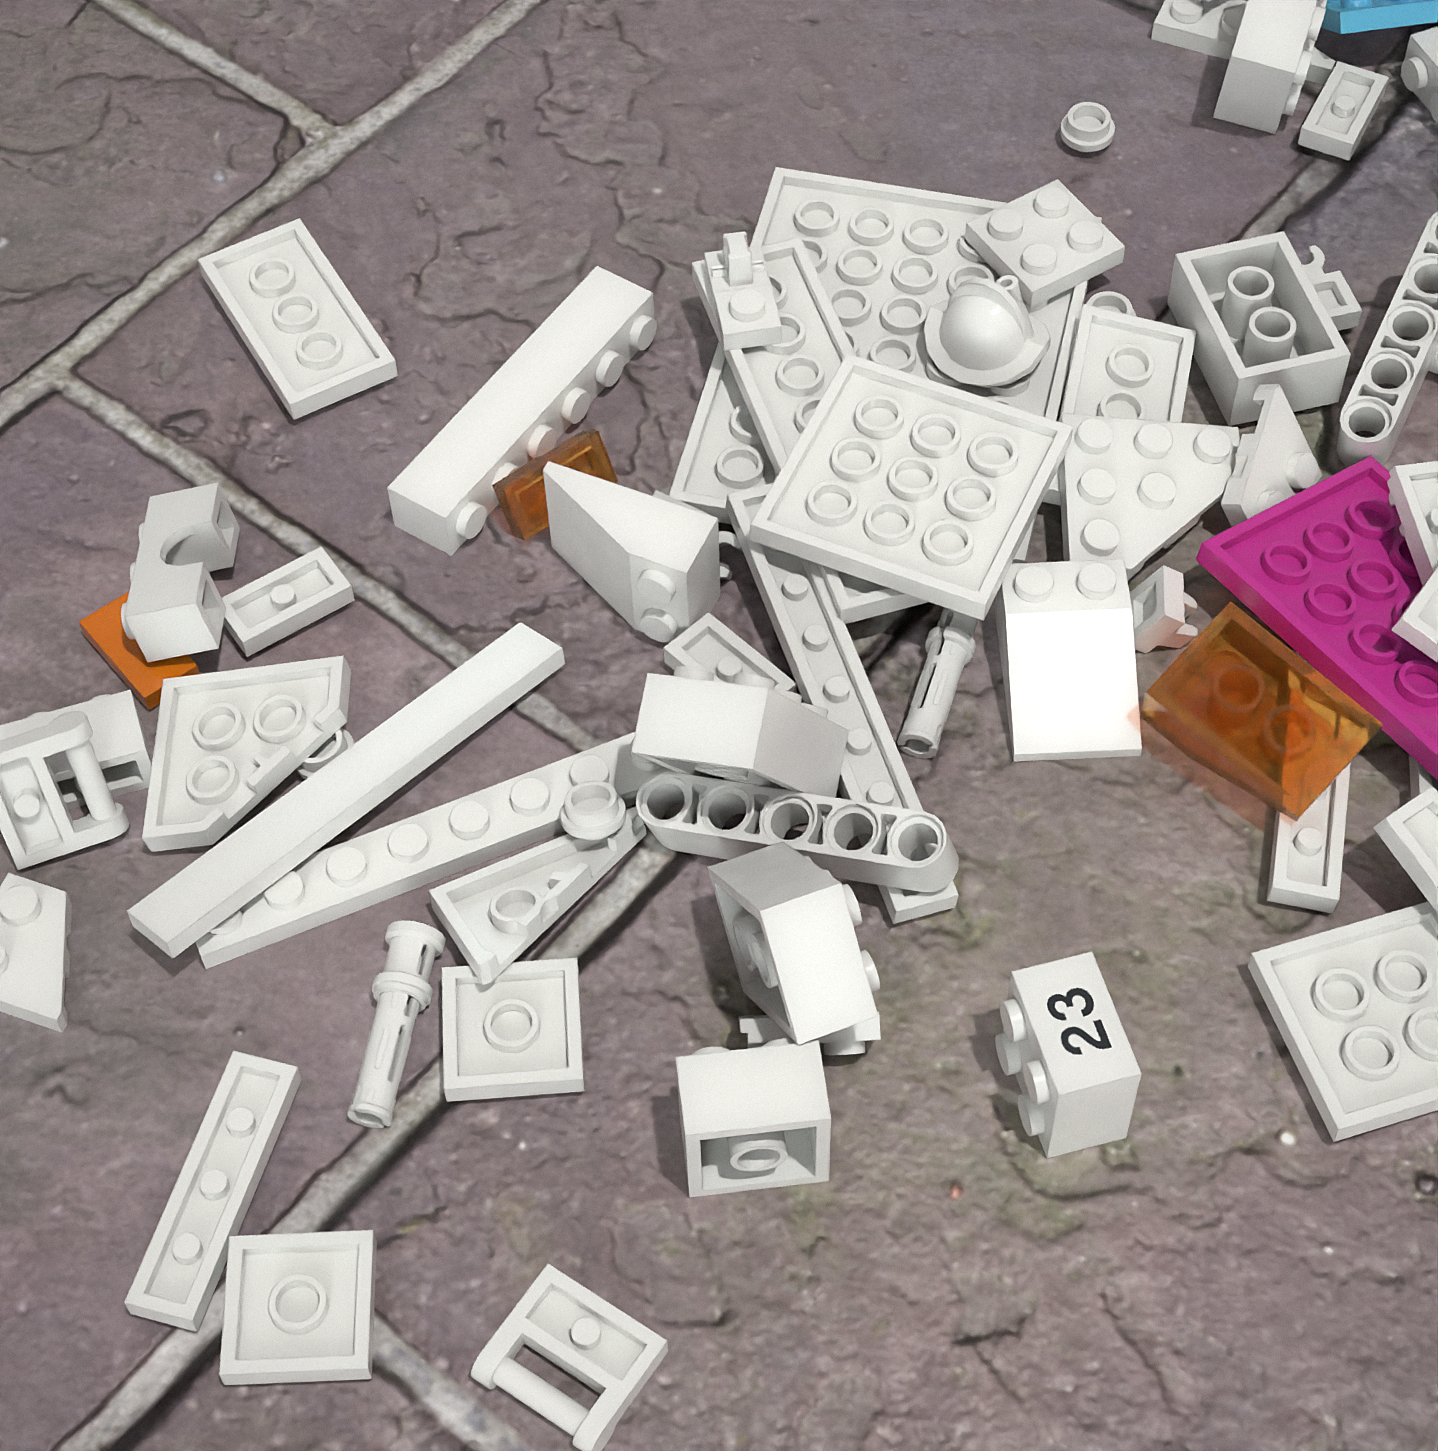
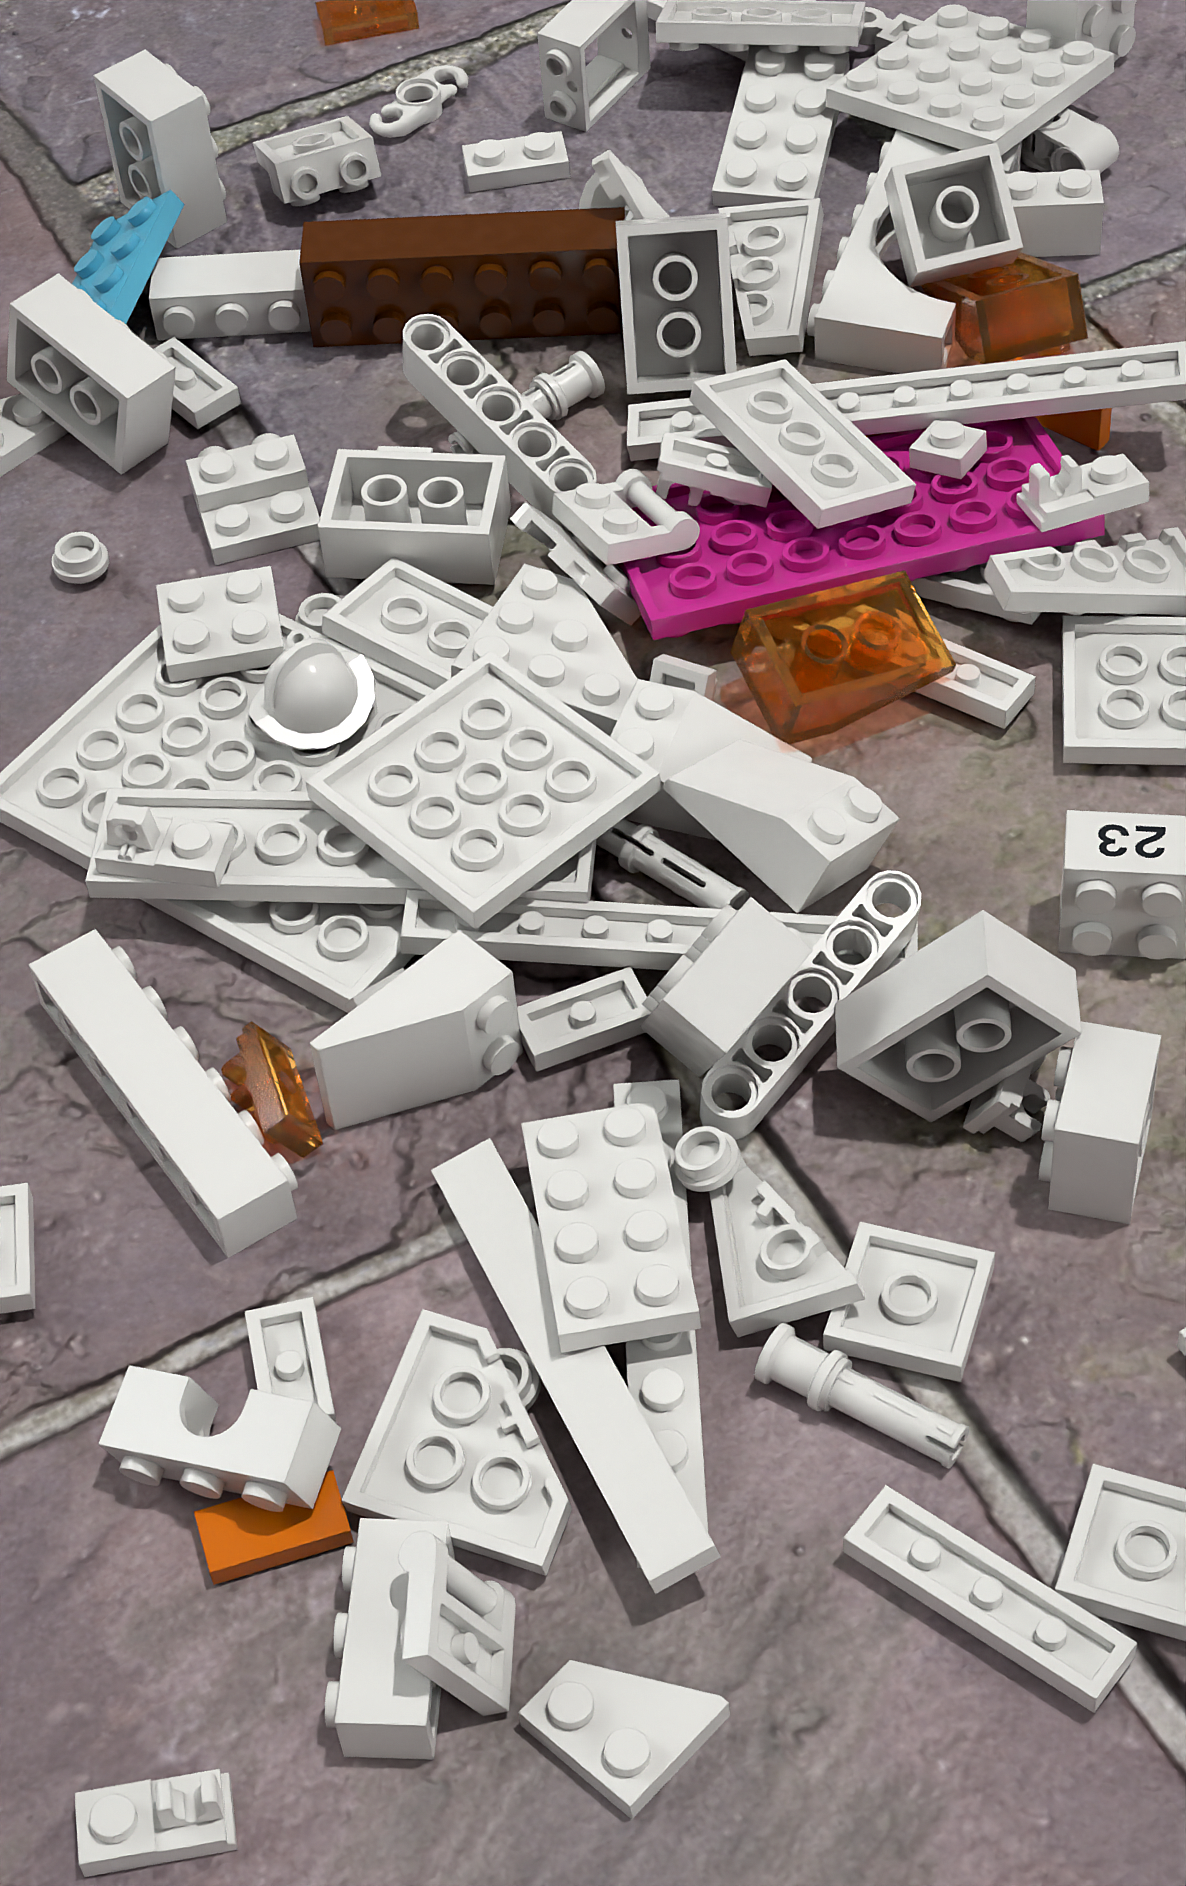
camera: 65 degrees left, 5 degrees down
(484, 760) = (609, 1227): none -> white plate
(1012, 732) = (785, 818): none -> white slope
(1228, 201) = (253, 498): none -> white plate
(1315, 466) = (614, 532): none -> white plate

